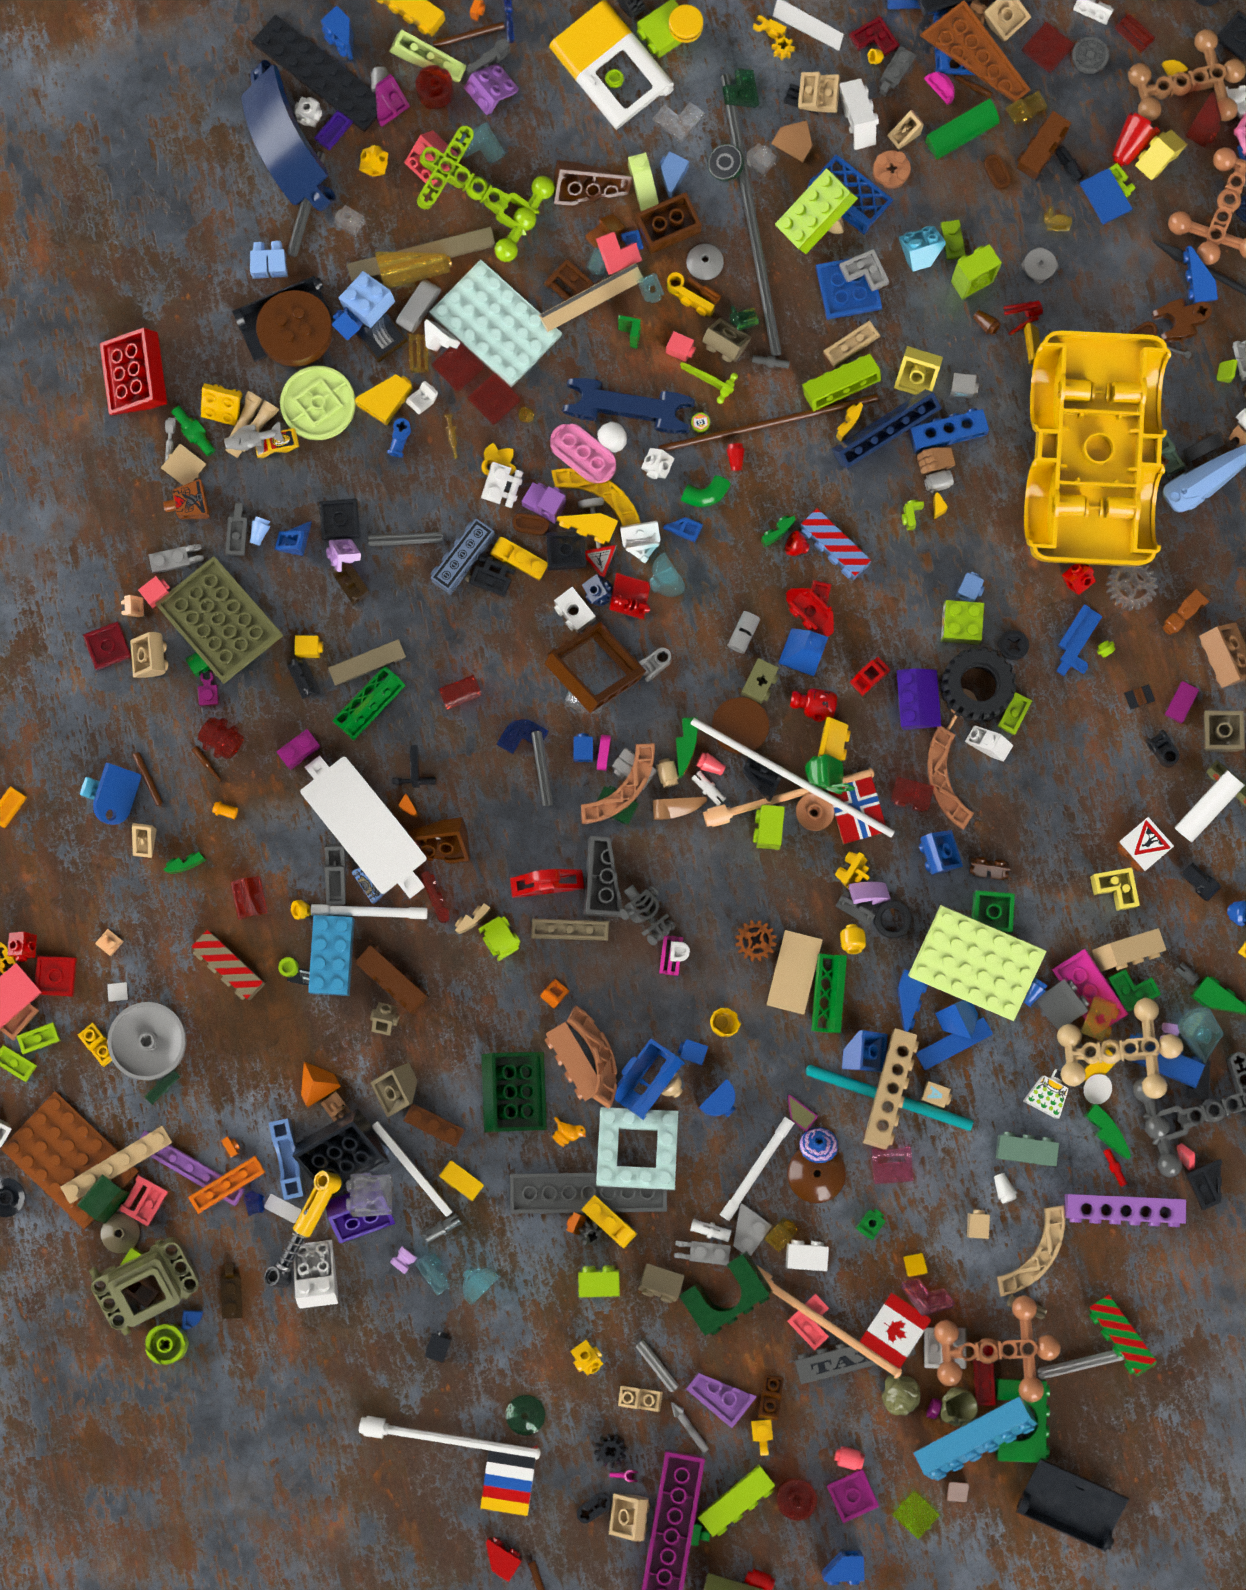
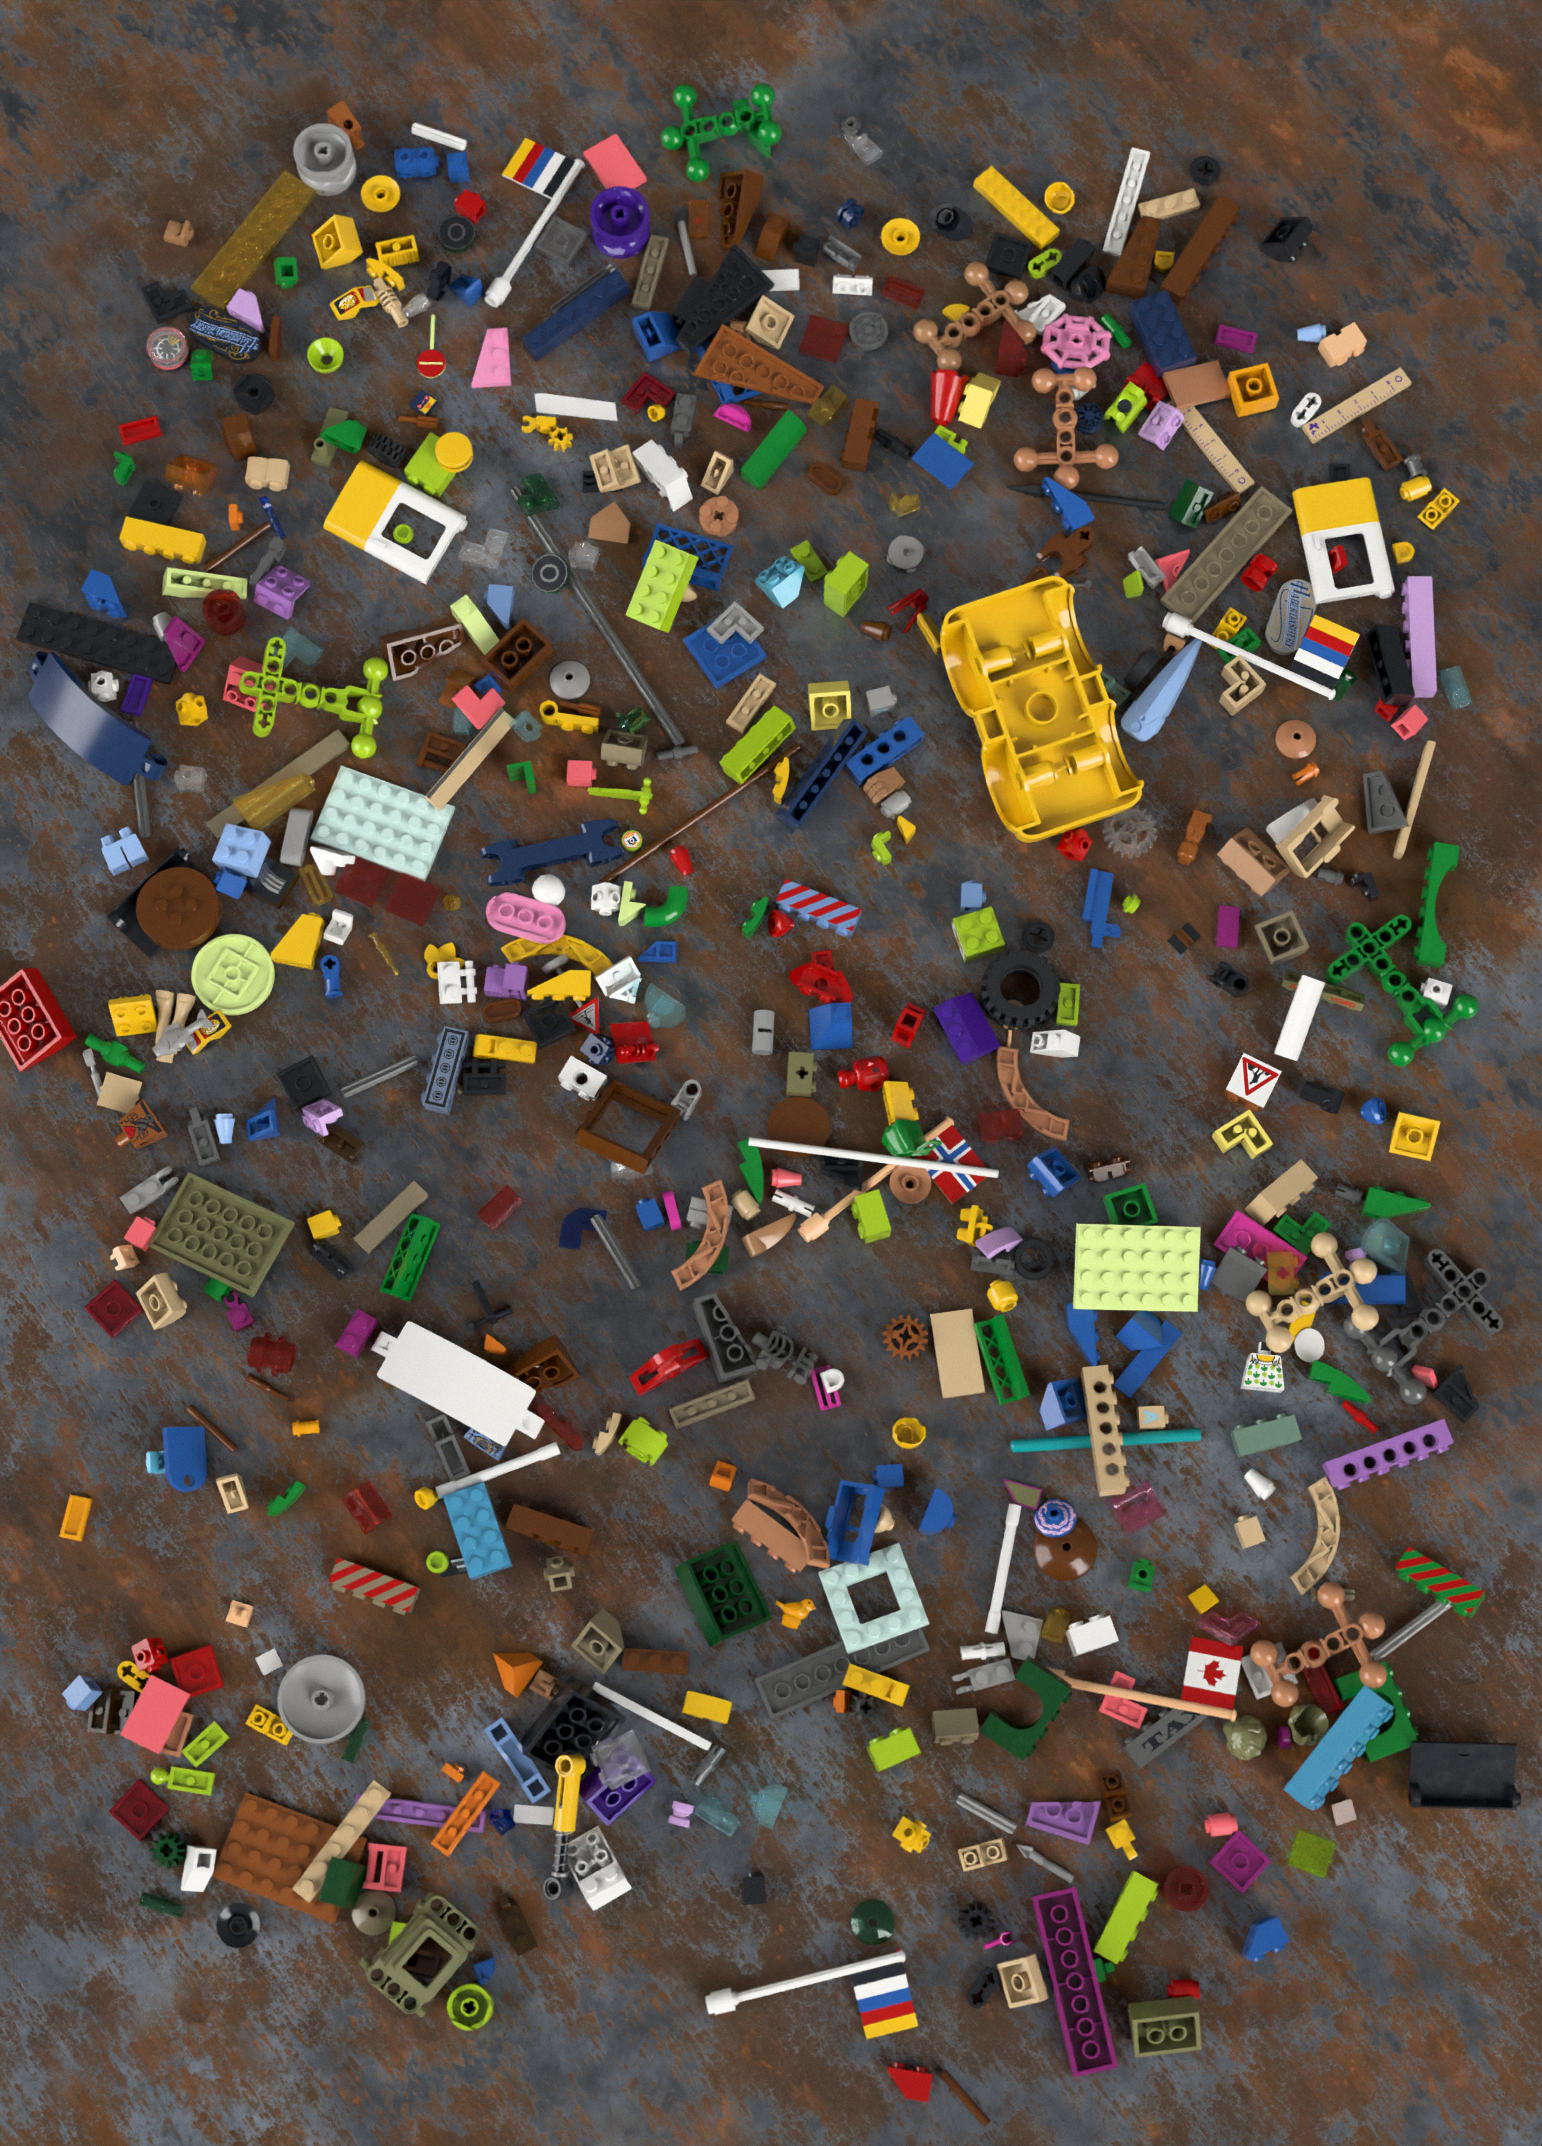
camera: 25 degrees left, 5 degrees down
(672, 480) = (628, 909): none -> yellowish green slope

